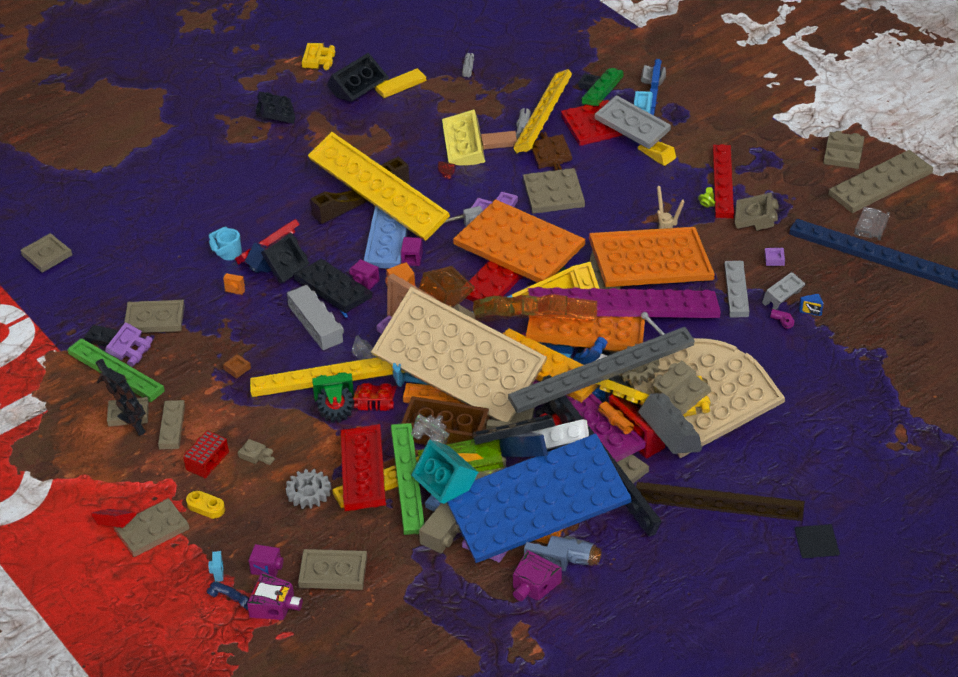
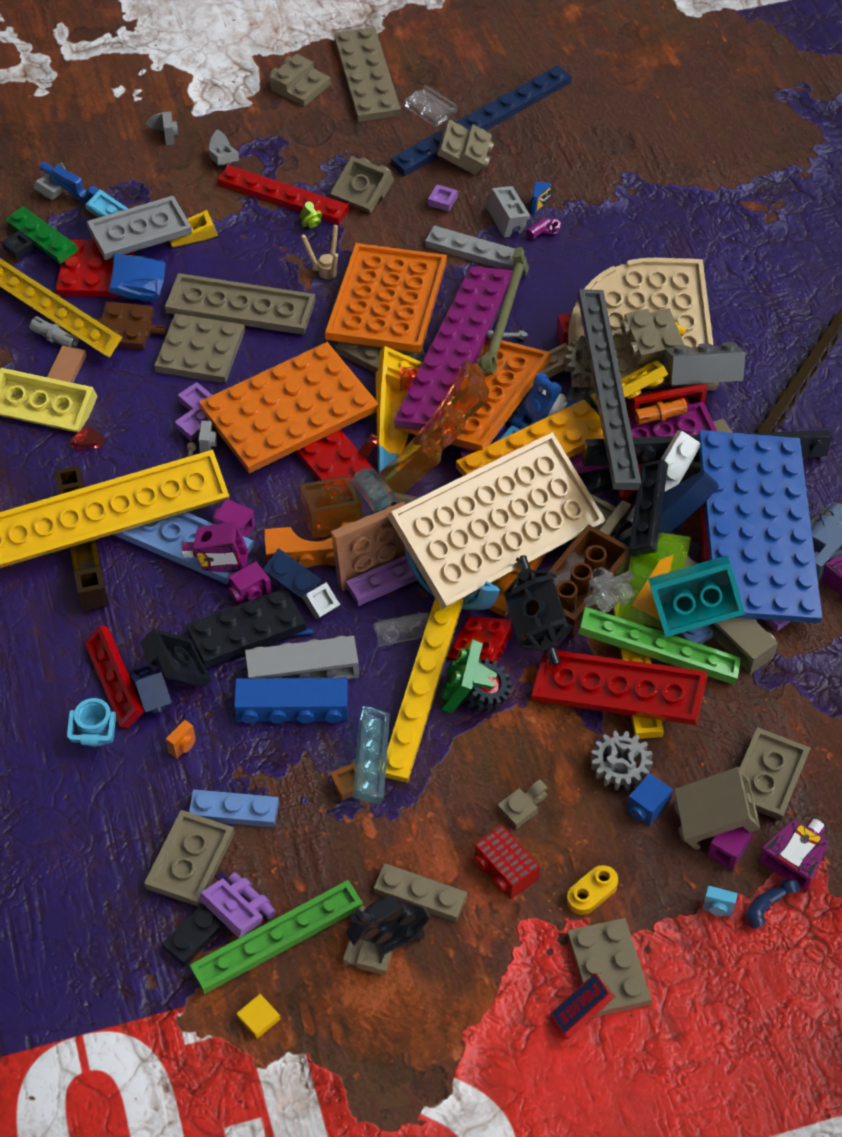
camera: 70 degrees left, 10 degrees up
(62, 380) = (258, 1016): none -> yellow tile
(198, 325) = (235, 808): none -> medium blue plate
(255, 366) = (371, 755): none -> clear light blue plate
(282, 510) = (649, 800): none -> blue brick
(284, 322) = (291, 700): none -> blue brick
(284, 540) = (715, 806): none -> dark tan panel
(368, 310) = (321, 600): none -> plate
(375, 239) = (218, 548): none -> magenta torso
(378, 289) = (291, 574): none -> dark blue plate
(396, 401) = (549, 625): none -> black plate
(450, 290) = (372, 489): none -> clear light blue plate
(508, 288) = (368, 445): none -> clear red tile
(573, 282) = (407, 374): none -> clear red tile
(590, 137) = (137, 277): none -> blue slope
(603, 194) = (241, 303): none -> dark tan plate
(731, 314) = (489, 361): none -> olive hinge
(741, 136) = (221, 151): none -> light grey plate
(745, 105) = (164, 122): none -> light grey plate
(833, 249) = (465, 147): none -> dark tan plate

